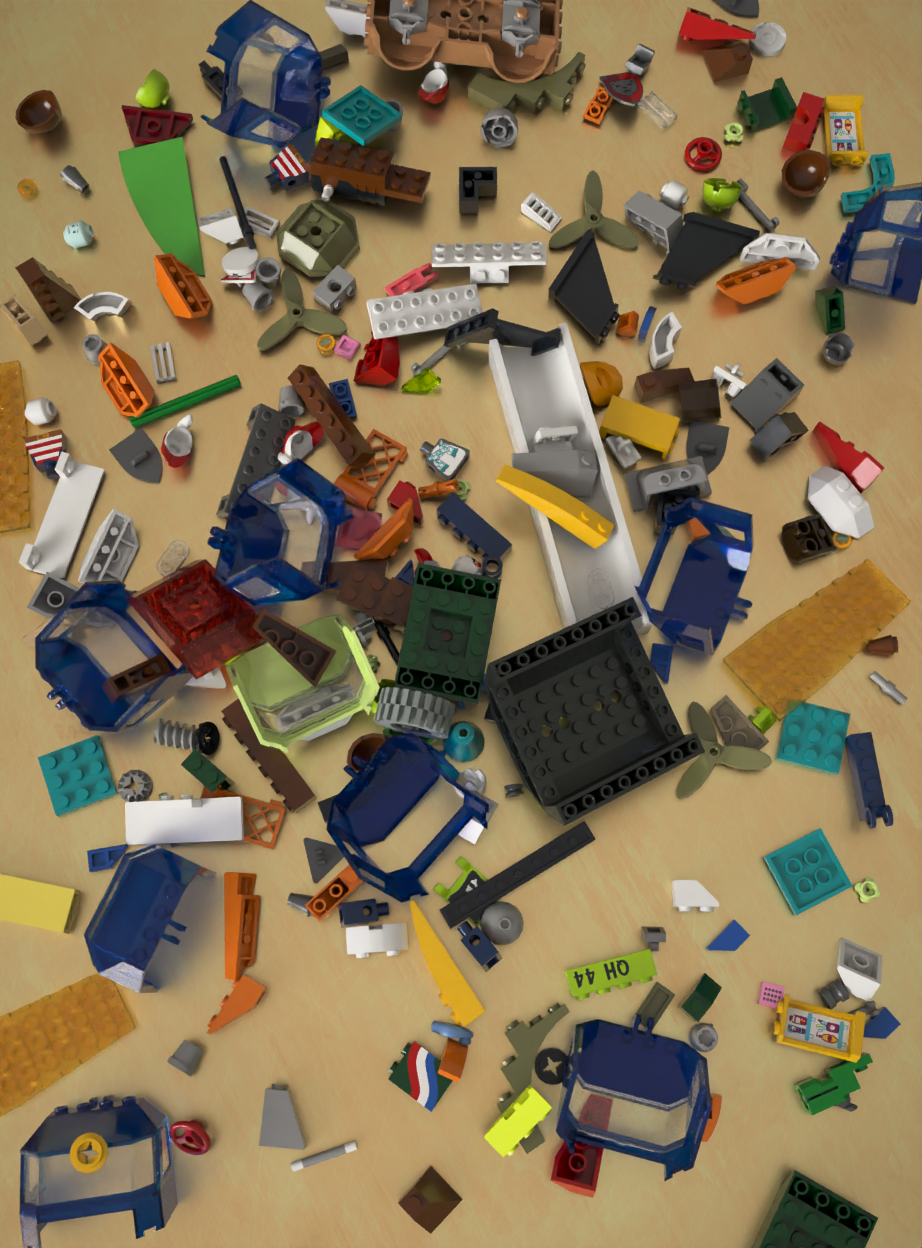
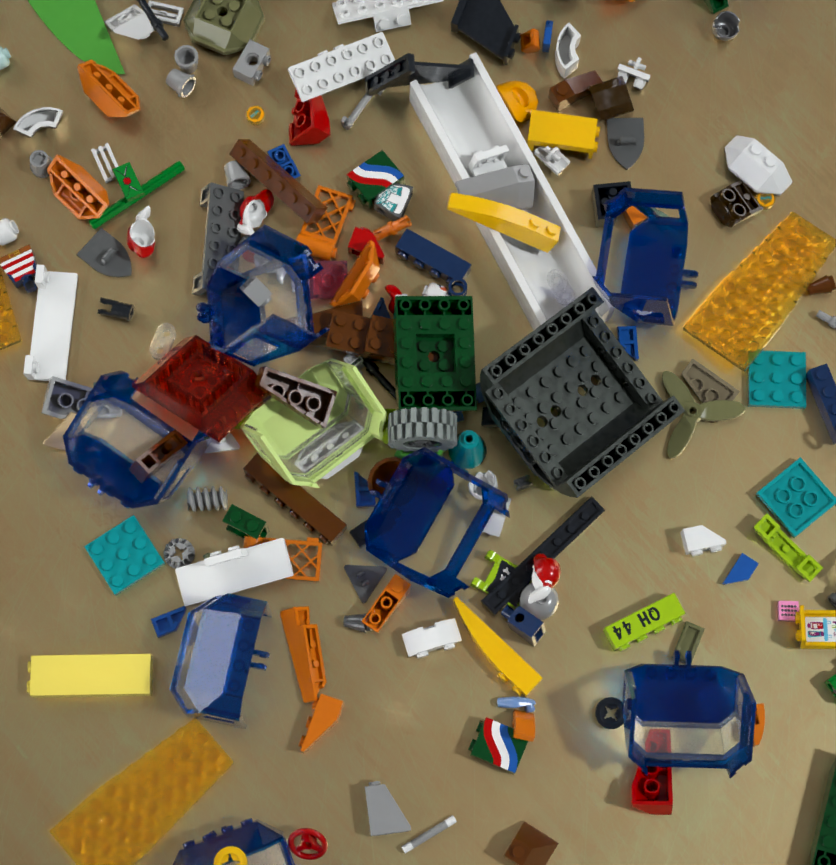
camera: 15 degrees left, 0 degrees up
(110, 550) = (103, 345): white wedge -> none
(139, 516) = (118, 310): none -> black hinge
(178, 386) = (128, 182): none -> green tile
(186, 1057) = (286, 777): light grey piece -> none
(212, 736) = (235, 494): black gear -> none
(240, 261) = (157, 53): white tile -> none
(240, 280) = (162, 66): white piece -> none
(278, 526) = (256, 291): none -> light grey brick
(298, 316) = (224, 94): olive piece -> none
(340, 762) = (363, 495): none -> blue tile
(347, 347) = (275, 114): bright pink tile -> none
(352, 915) = (405, 619): dark blue torso -> none
(412, 281) = (321, 41): coral hinge -> none
(422, 382) = (353, 133): clear neon green tile -> none
(431, 432) = (374, 177): none -> panel
(465, 486) = (415, 221): yellowish green plate -> none
(512, 900) = (544, 577): none -> red hair
(518, 1121) = (593, 761): neon yellow wedge -> none
(519, 1069) = (590, 754): olive arch -> none
(653, 936) = (674, 582): flat silver tile -> none
(666, 477) = (596, 175): light grey windscreen -> none
(700, 998) = (726, 626): dark green slope -> none
(703, 1037) = (737, 659): light grey piece -> none
(763, 720) = (730, 373): lime tile -> none
(767, 394) = (671, 80): dark grey slope -> none
(779, 432) = (689, 113): black brick -> none
(784, 926) = (786, 549): none -> lime slope
(857, 466) = (766, 130): red wedge -> none

